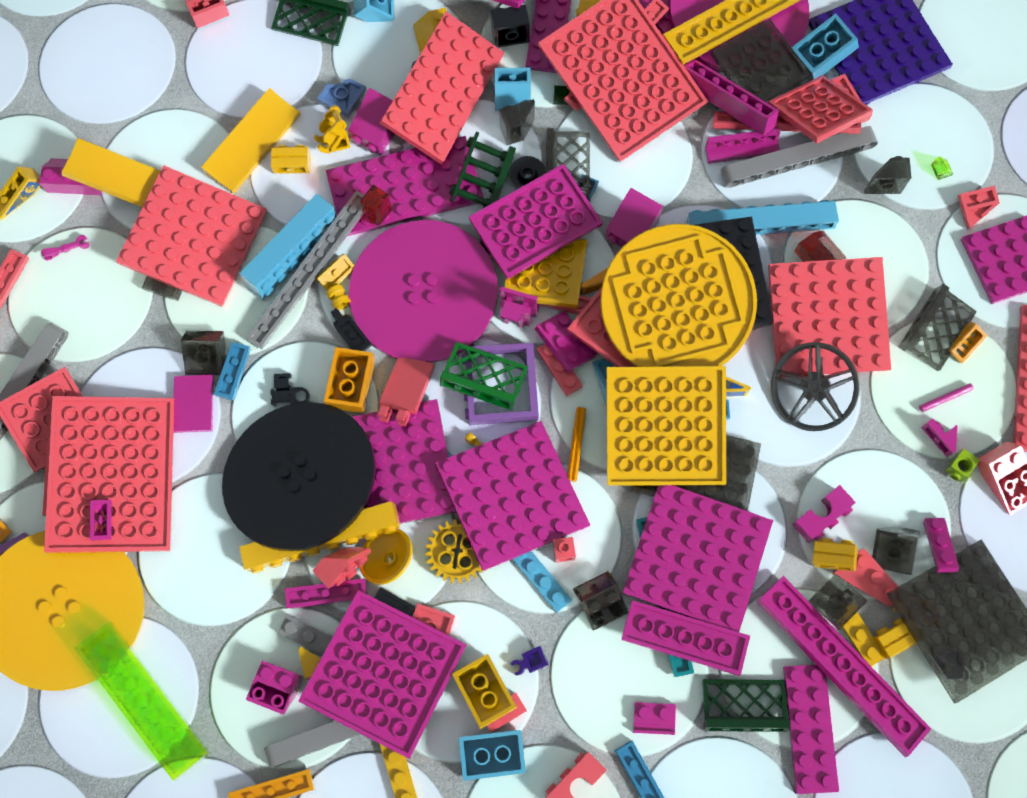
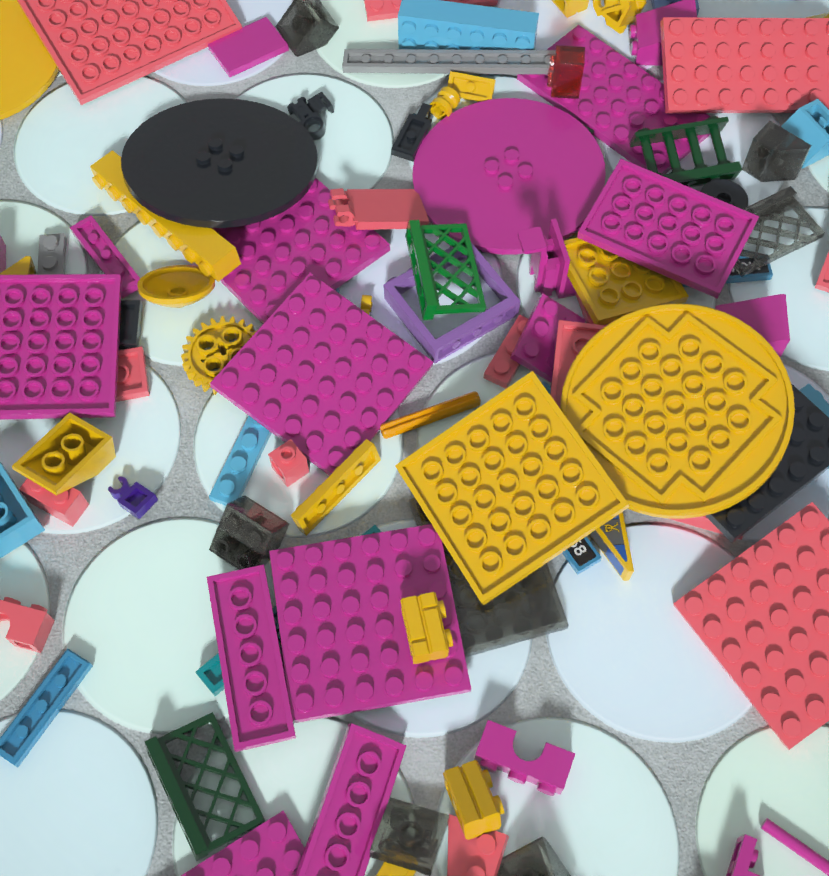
camera: 60 degrees right, 10 degrees down
(106, 506) = (69, 17): dark pink slope -> none
(232, 371) = (302, 58): dark azure plate -> none
(341, 565) = (138, 245): coral slope -> none
(349, 380) = (357, 155): light orange brick -> none
(592, 521) = (336, 487): none -> yellow plate
(654, 718) = (132, 678): dark pink plate -> none
(729, 525) = (425, 627): none -> yellow brick
(815, 386) = (689, 650): dark grey wheel -> none

